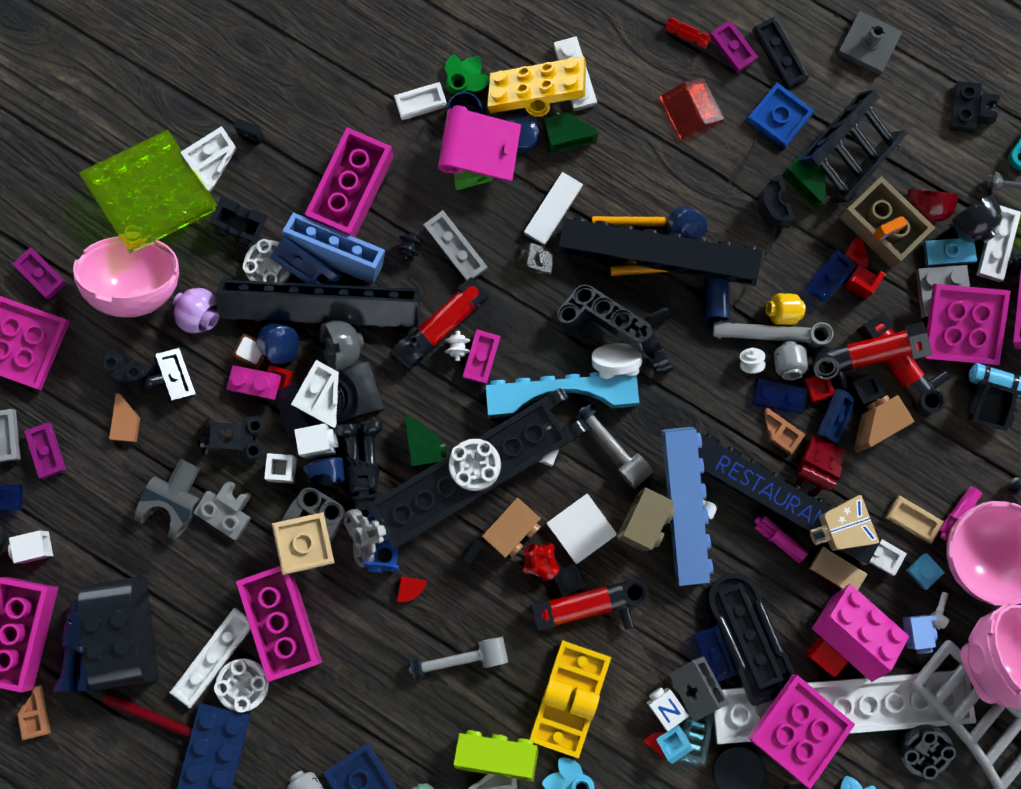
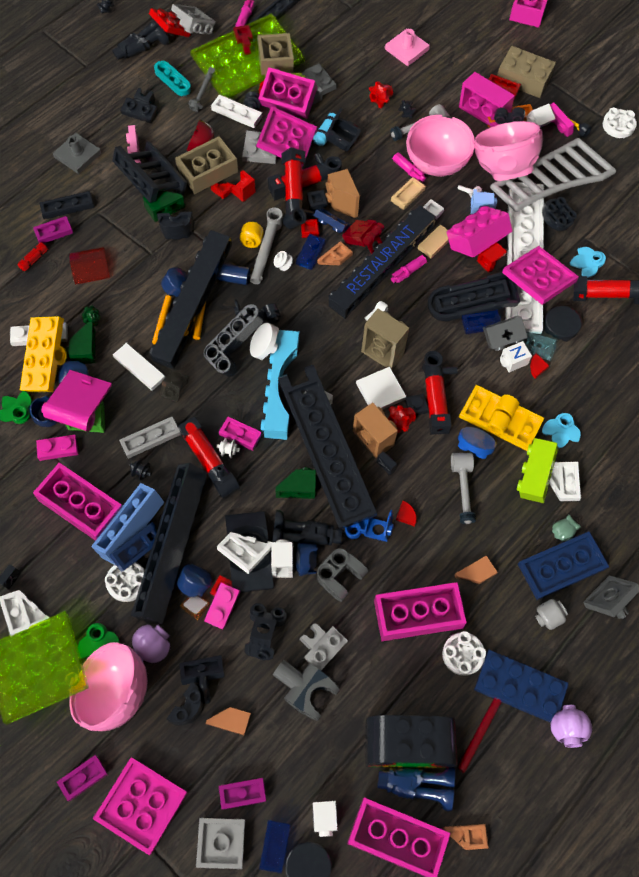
camera: 80 degrees left, 15 degrees down
(187, 250) = (90, 643): none -> green plate
(211, 658) = (439, 674): white tile -> none
(237, 221) = (86, 595): black cylinder -> none
(280, 468) = (297, 591): white brick -> none
(302, 543) = (362, 579): tan tile -> none
(341, 344) = (207, 532): dark grey cylinder -> none
(349, 691) = (478, 571): none -> nougat tile
(364, 535) = (364, 532): light grey animal -> none
(420, 101) = (25, 444): white tile -> none
(423, 139) = (57, 447): none -> dark pink plate
(474, 464) = (323, 443): white tile -> none
(523, 667) = (476, 442): none -> blue tile
(611, 130) = (91, 315): none -> dark green plant
(634, 469) = (344, 346): light grey piece -> none
(674, 744) = (541, 353): medium azure plate -> none
(689, 520) = (357, 311): medium blue brick -> none
(780, 115) = (112, 213): blue tile -> none
(790, 360) = (288, 238): light grey head -> none
(830, 276) = (235, 205): clear blue plate -> none
(846, 526) = (409, 220): tan torso -> none
(890, 228) = (214, 156): orange tile -> none
(908, 111) = (132, 139): none -> bright pink plate
(925, 571) = (443, 194): medium azure plate -> none
(949, 252) = (235, 138): medium azure plate -> none
(978, 221) = (221, 114): black cylinder -> none

